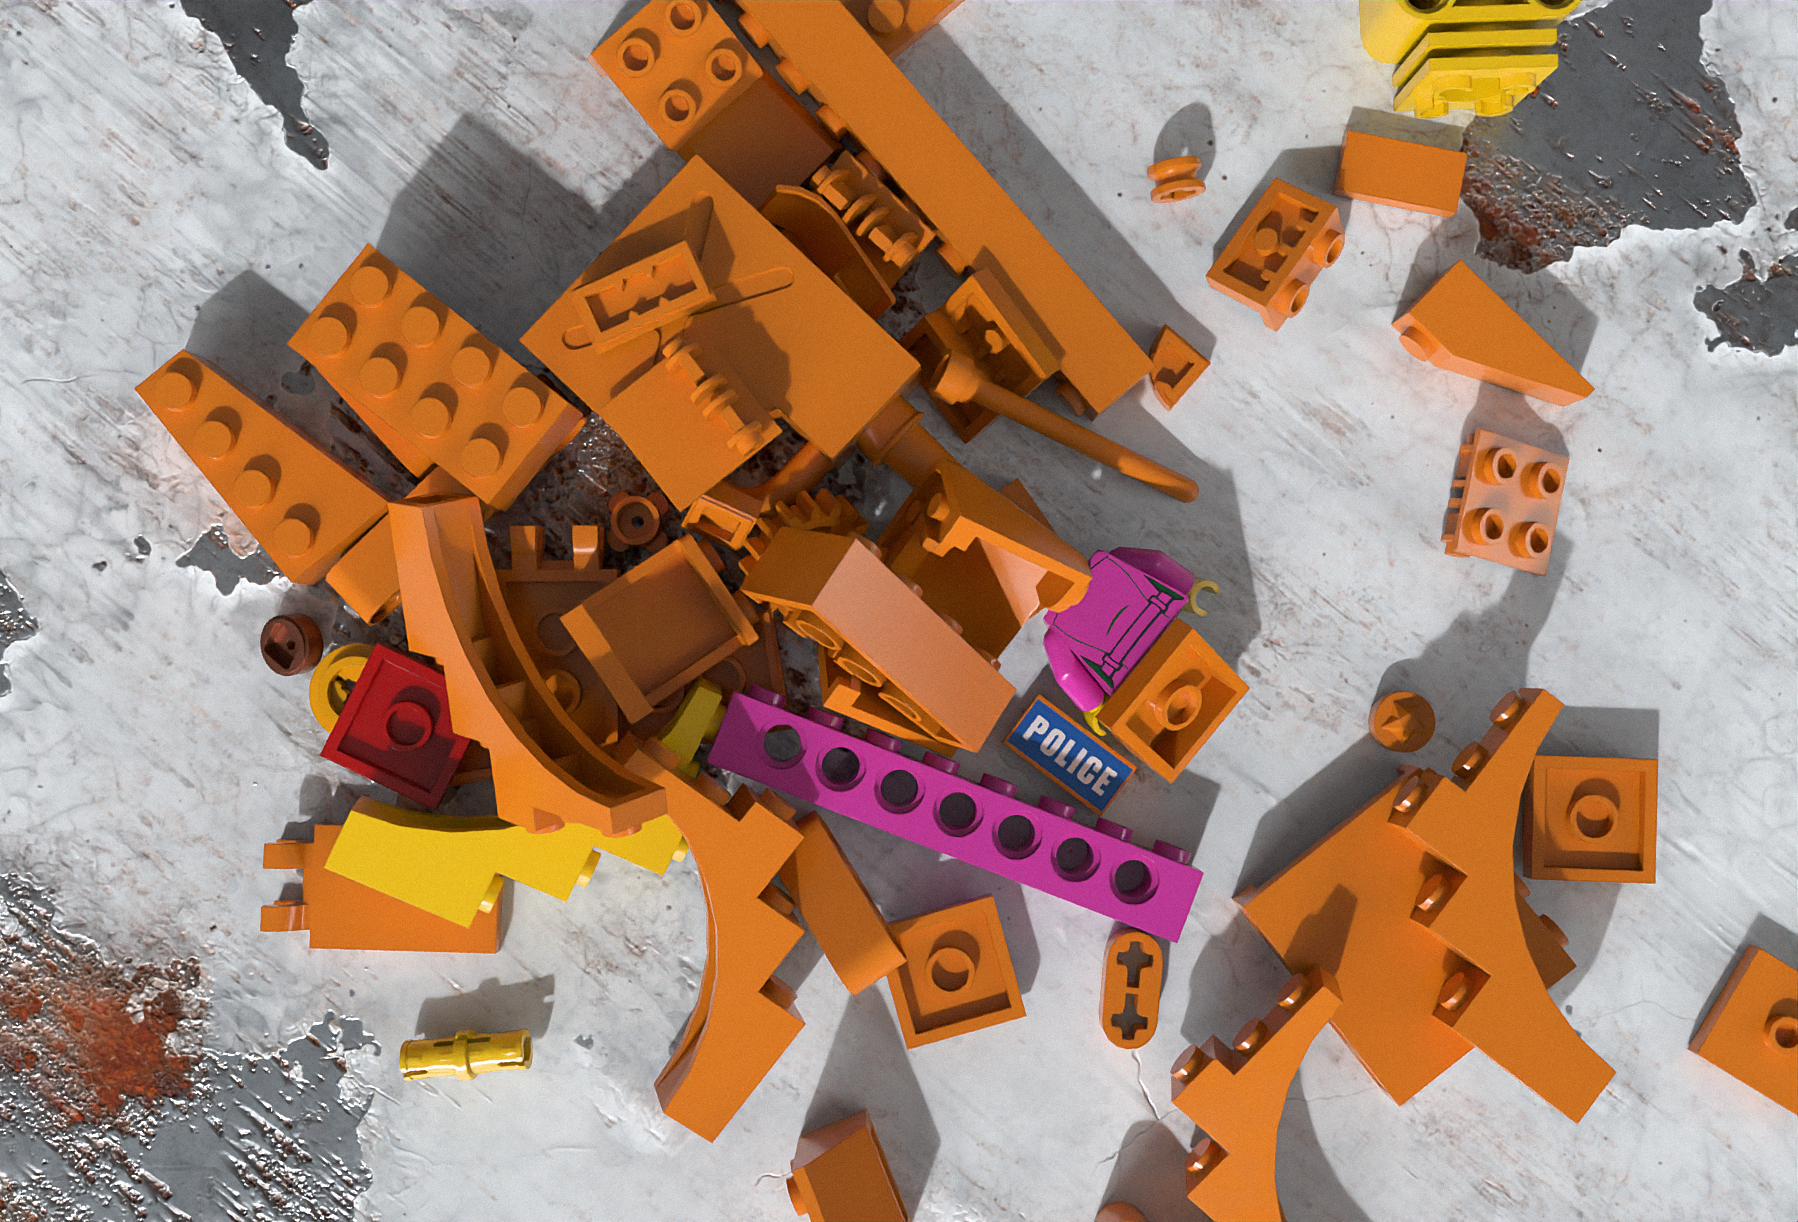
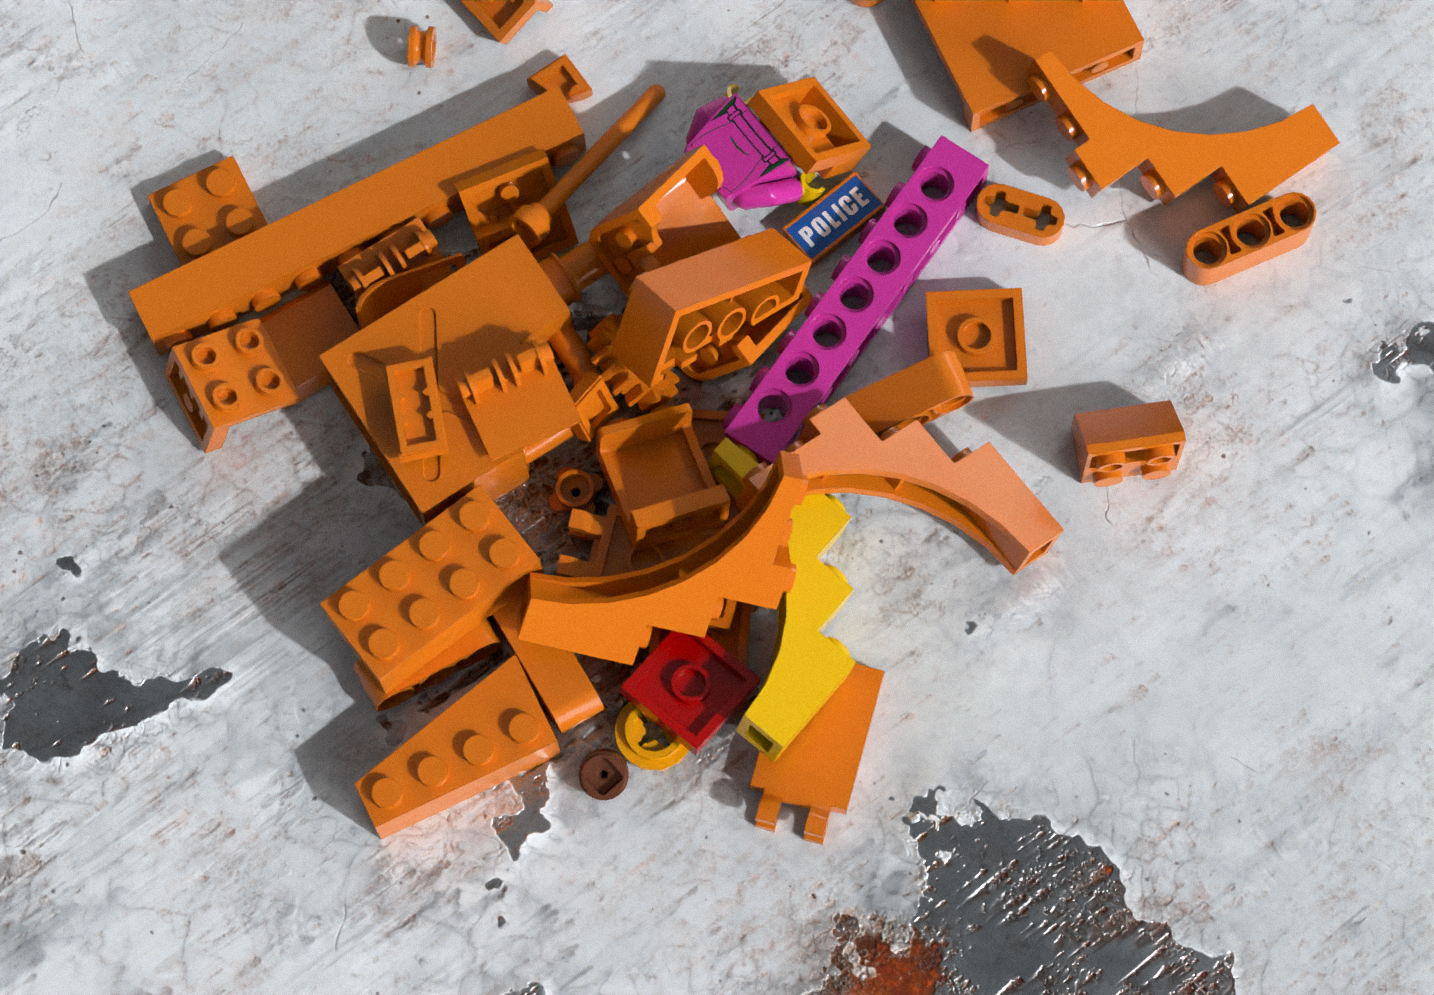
camera: 75 degrees left, 15 degrees down
(466, 1054) = (958, 710): yellow pin -> none

